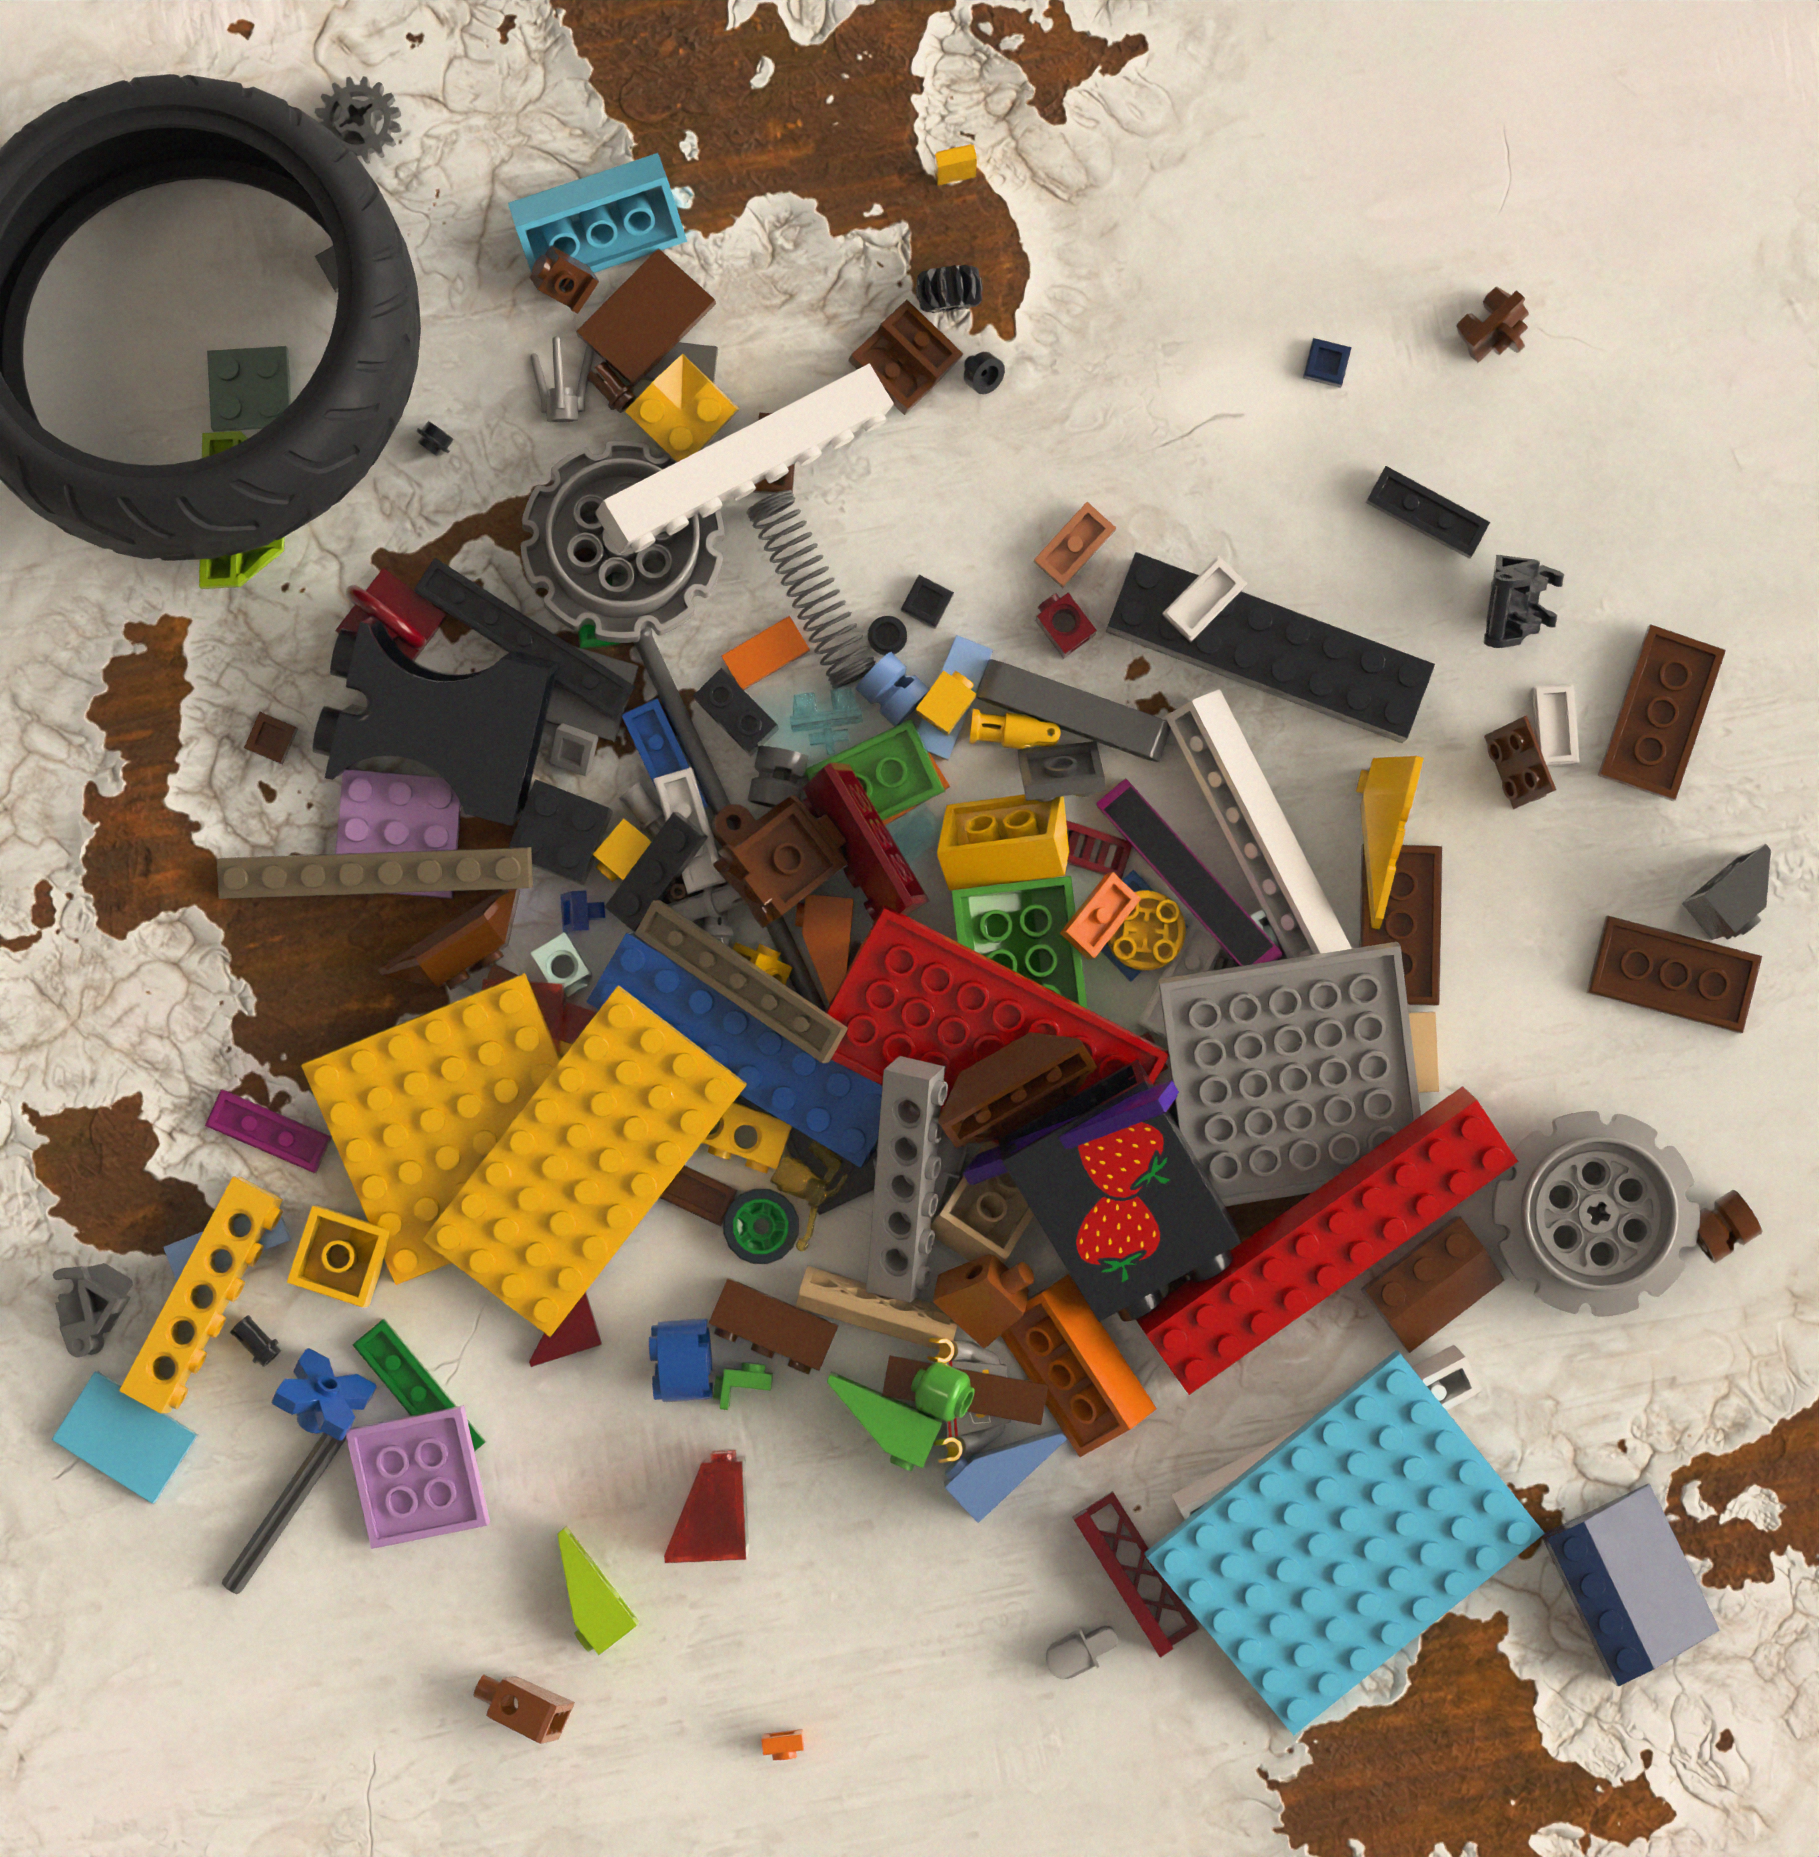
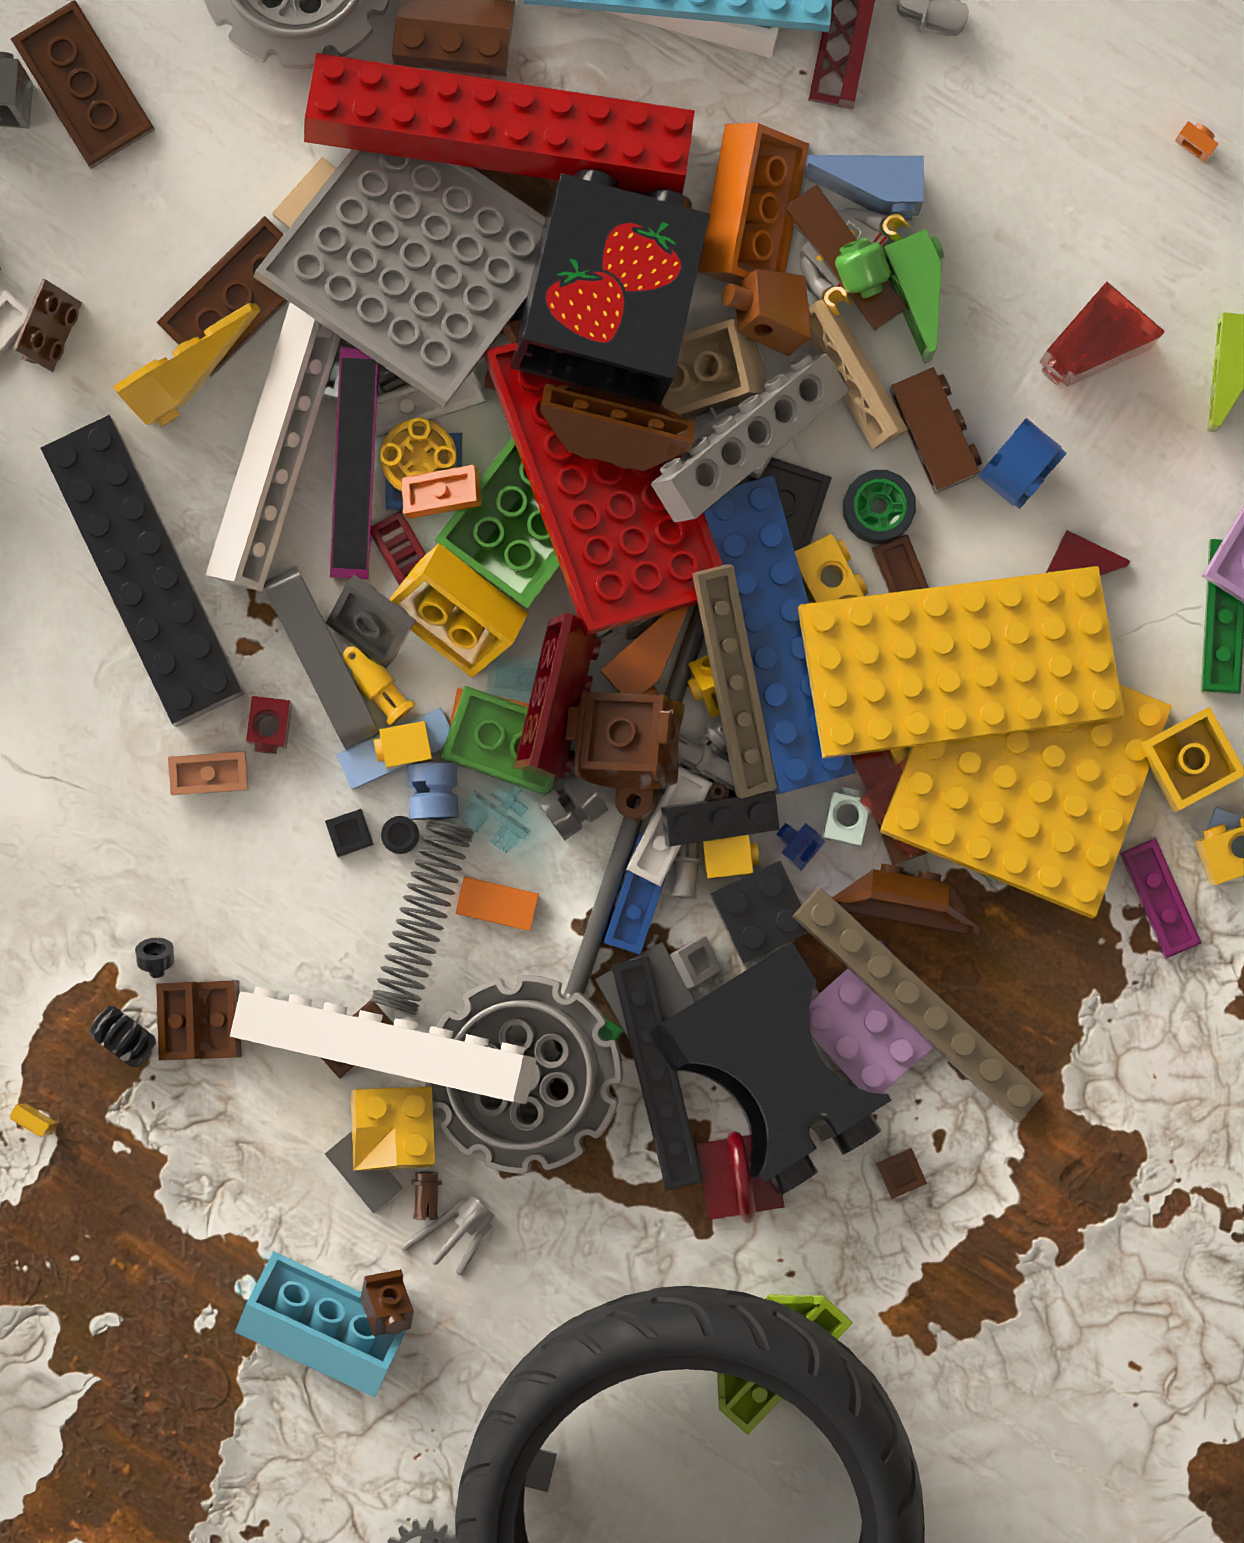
camera: 140 degrees left, 0 degrees up
(248, 387) = (683, 1440): sand green plate -> none
(434, 439) = (586, 1278): black plate -> none
(646, 317) = (354, 1222): reddish brown tile -> none
(736, 712) = (558, 879): black brick -> none
(749, 1376) = (986, 411): bright green bracket -> none
(798, 1180) = (823, 510): clear yellow piece -> none
(1120, 1116) = (556, 326): dark purple tile -> none
(1204, 599) = (156, 642): white tile -> none

